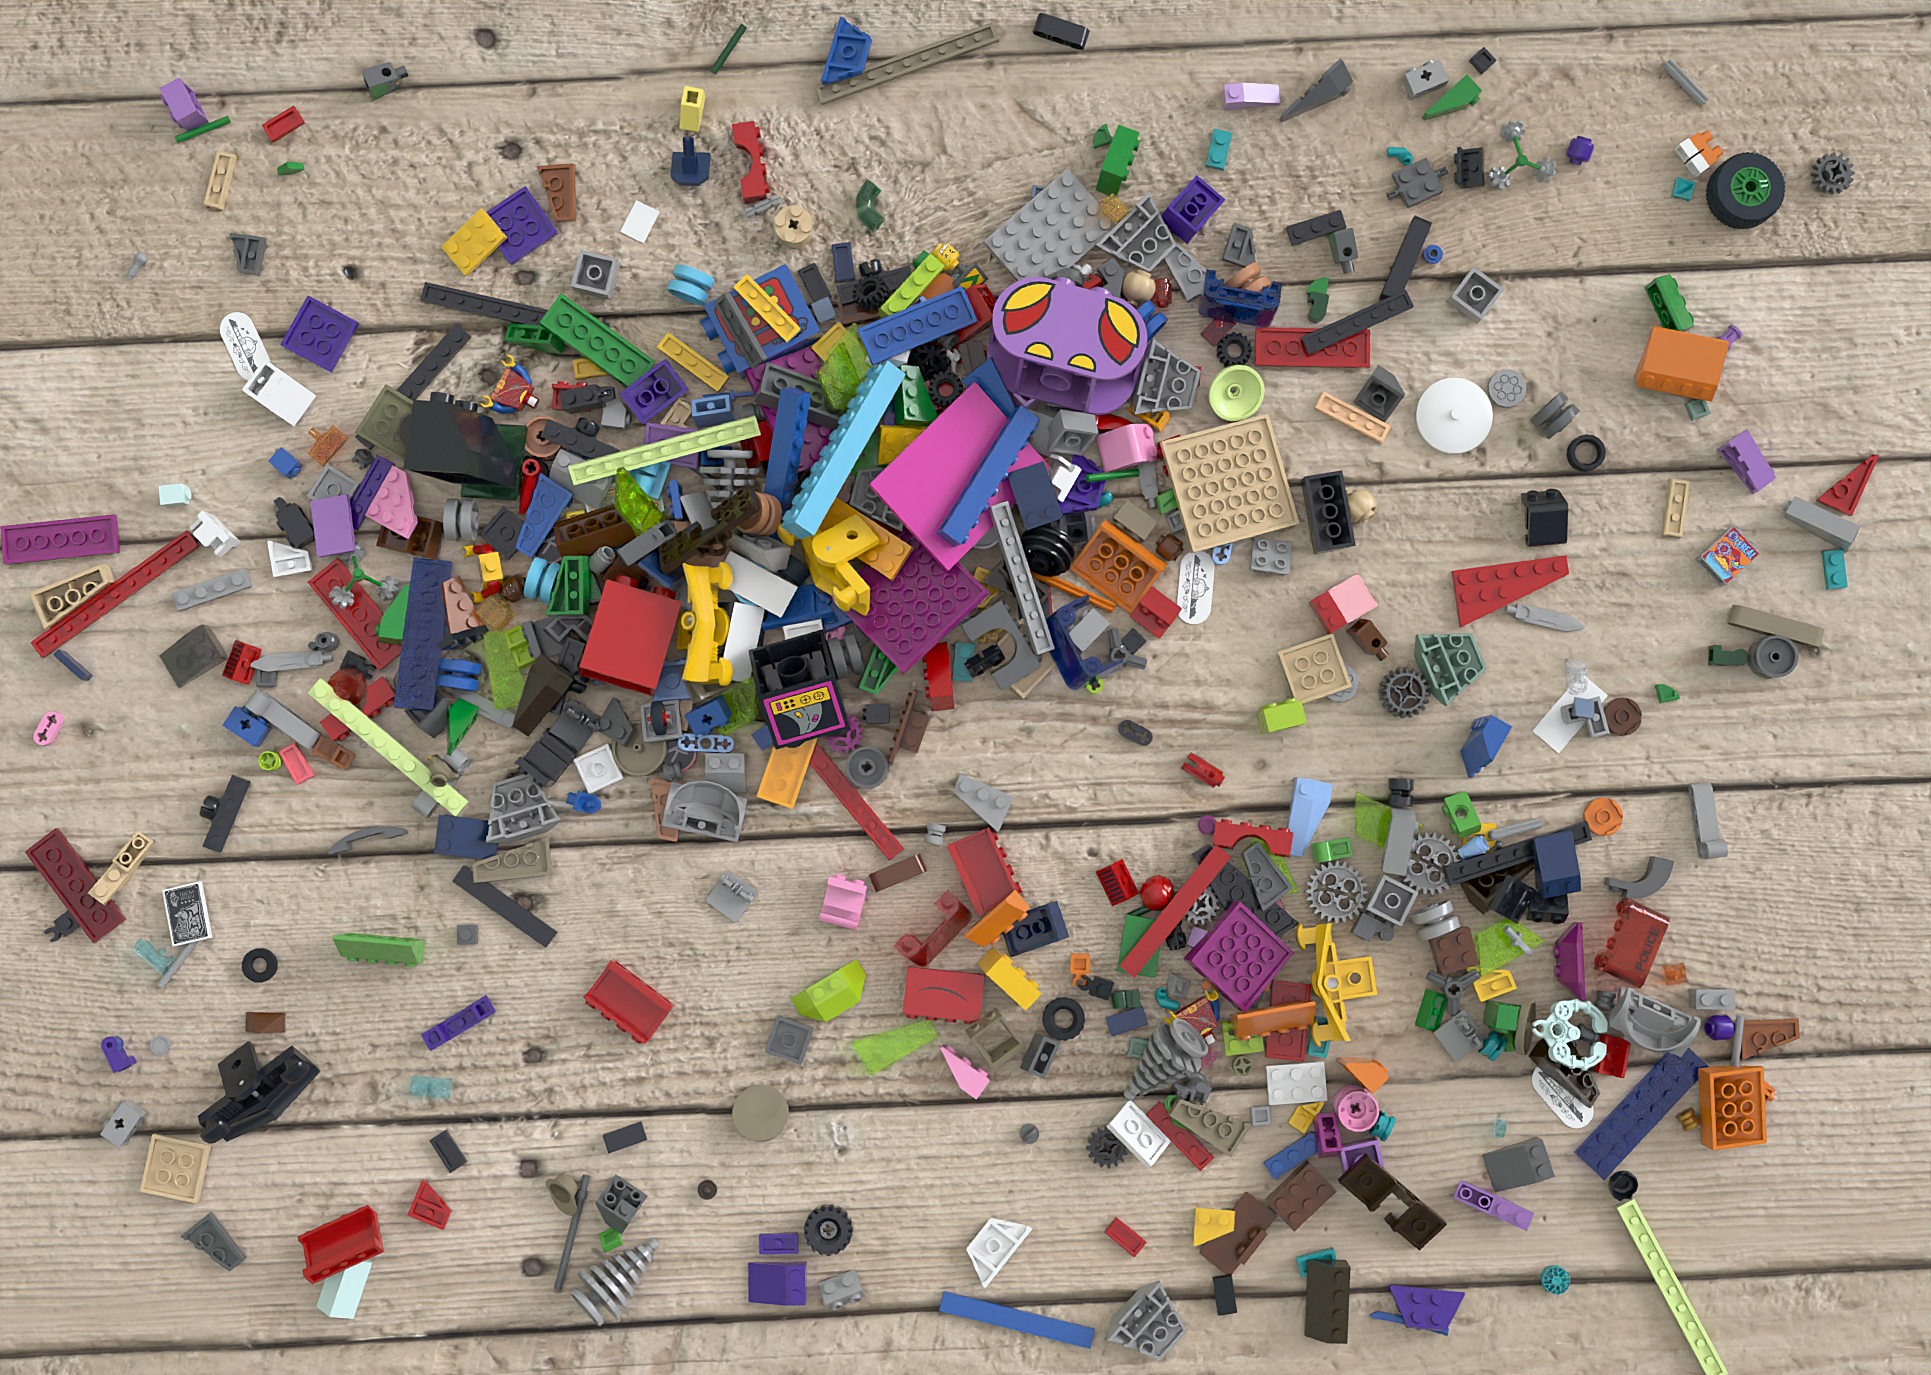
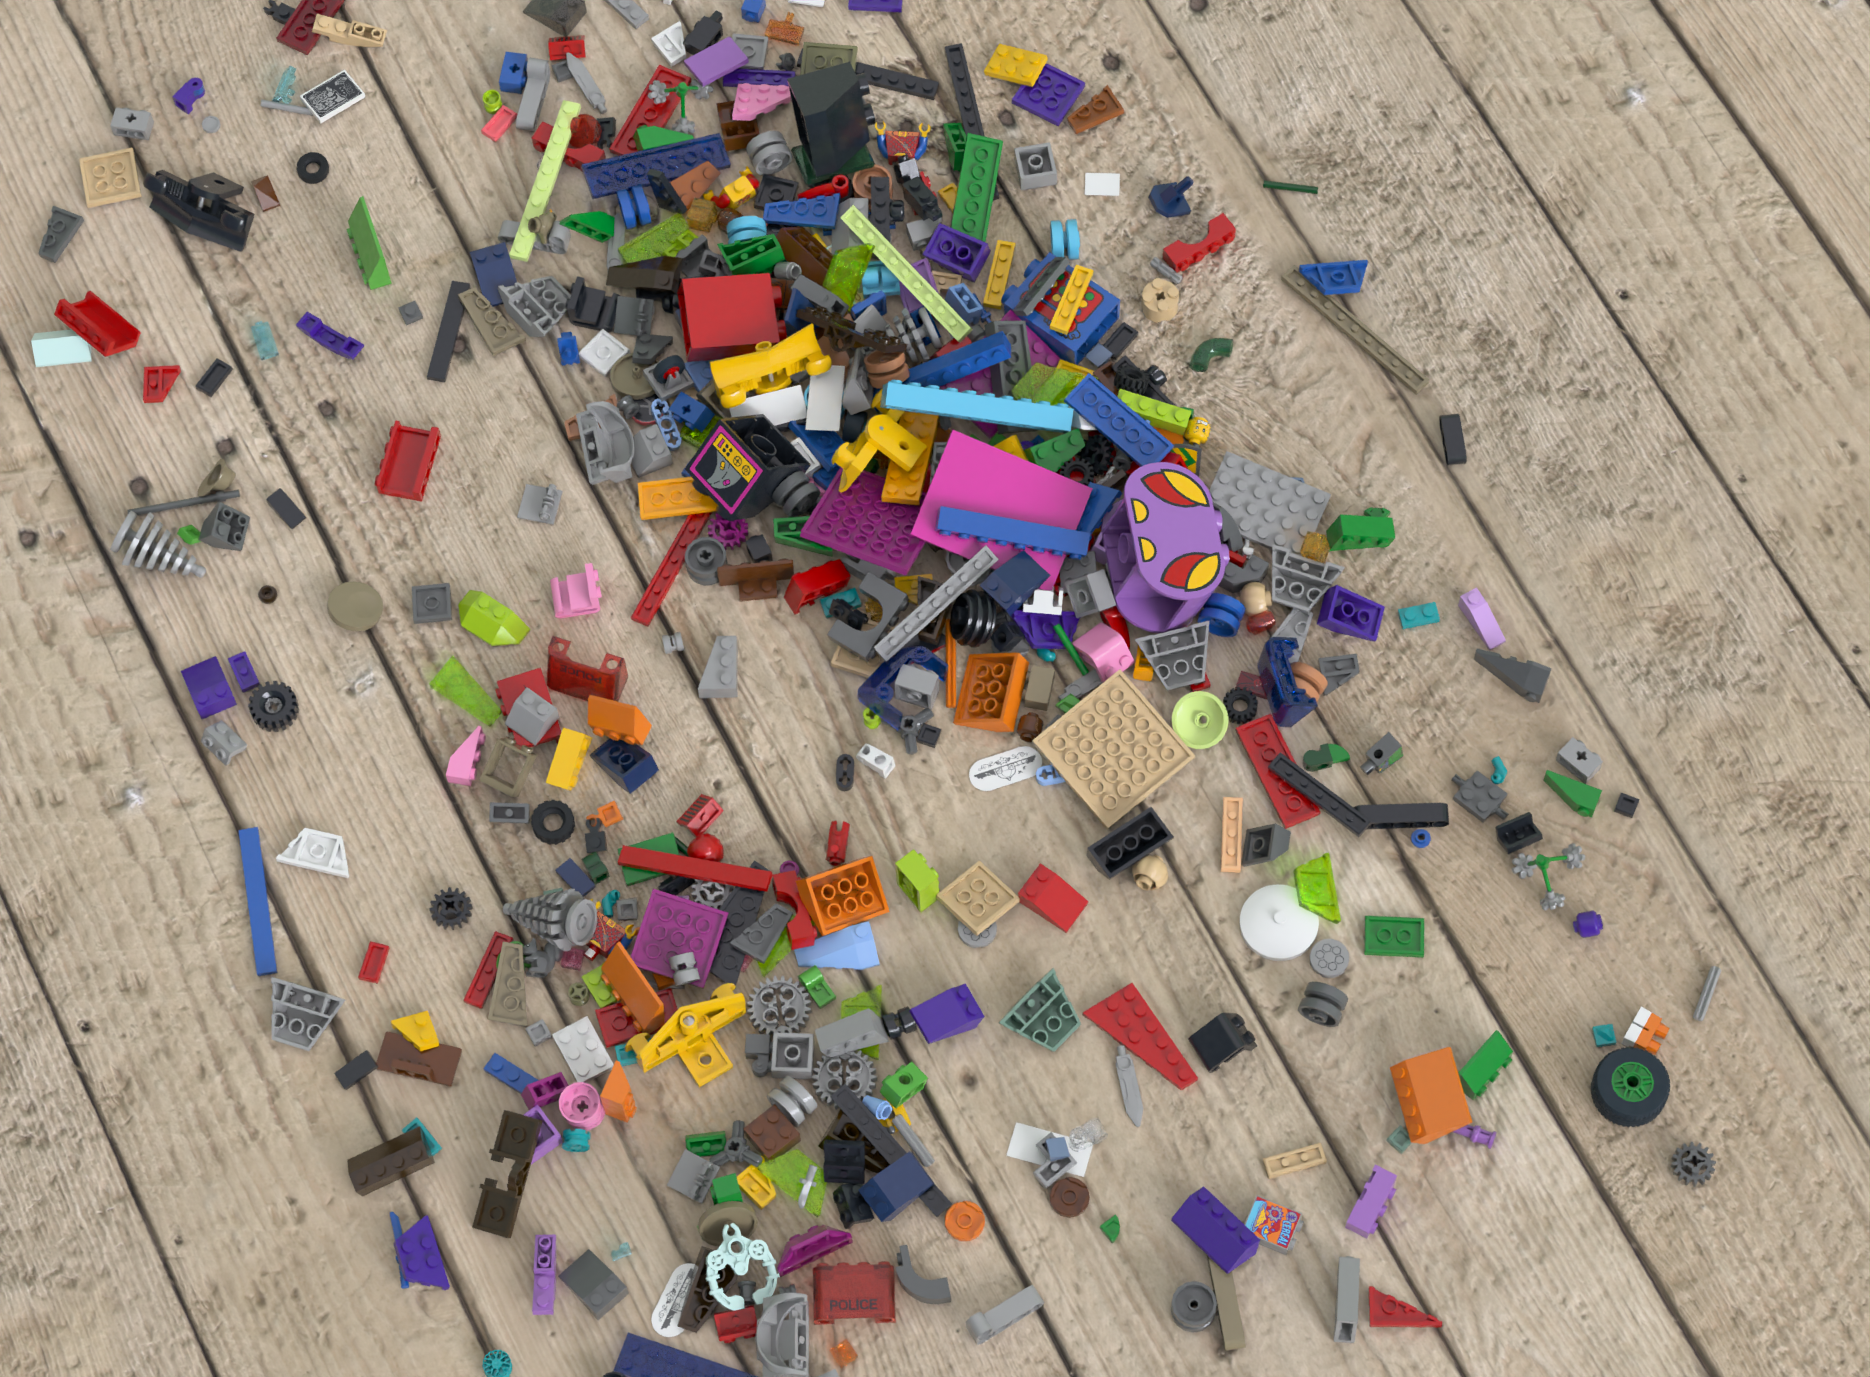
camera: 65 degrees right, 20 degrees down
(223, 812) = (431, 86): black plate -> none
(326, 641) = (614, 98): dark grey piece -> none
(333, 752) = (521, 146): dark orange slope -> none
(345, 843) = (448, 186): dark grey slope -> none
(431, 721) = (583, 202): dark grey slope -> none
(542, 398) = (905, 169): none -> brick
(692, 108) = (1221, 178): light yellow slope -> none
(843, 262) = (1150, 354): dark blue tile -> none
(897, 872) = (623, 627): reddish brown beam -> none
(958, 997) = (531, 716): none -> light grey slope
(983, 869) = (661, 694): red panel -> none
(1029, 1133) = (434, 839): dark grey tile -> none
(1136, 700) = (876, 760): none -> white leg
(1138, 1133) = (474, 927): white plate -> none
(1155, 612) = (964, 741): red bracket -> none
(1260, 789) = (843, 895): none -> orange slope
(1271, 556) = (1065, 817): light grey hinge -> none
(1276, 964) = (686, 975): none -> light grey wheel
(1300, 1195) = (478, 1095): reddish brown brick -> none
(1304, 1116) = (550, 1067): yellow slope -> none
(1316, 227) = (1386, 722): black plate -> none
(1365, 632) = (1033, 925): reddish brown torso -> none
(1400, 699) = (1014, 987): dark grey gear -> none
(1415, 747) = (947, 1014): none -> dark purple slope
(1440, 367) = (1317, 888): none -> clear neon green wing
(1475, 295) = (1400, 887): light grey brick -> none
(1483, 743) = (982, 1072): blue wedge -> none
(1493, 1045) = (695, 1207): teal wheel -> none
(1511, 322) = (1394, 936): none -> green tile
(1598, 444) = (1304, 1068): black tyre -> none
(1717, 606) = (1216, 1230): none -> dark purple slope
(1726, 658) = (1169, 1259): dark green leg -> none
(1834, 569) = (1310, 1335): teal plate -> none

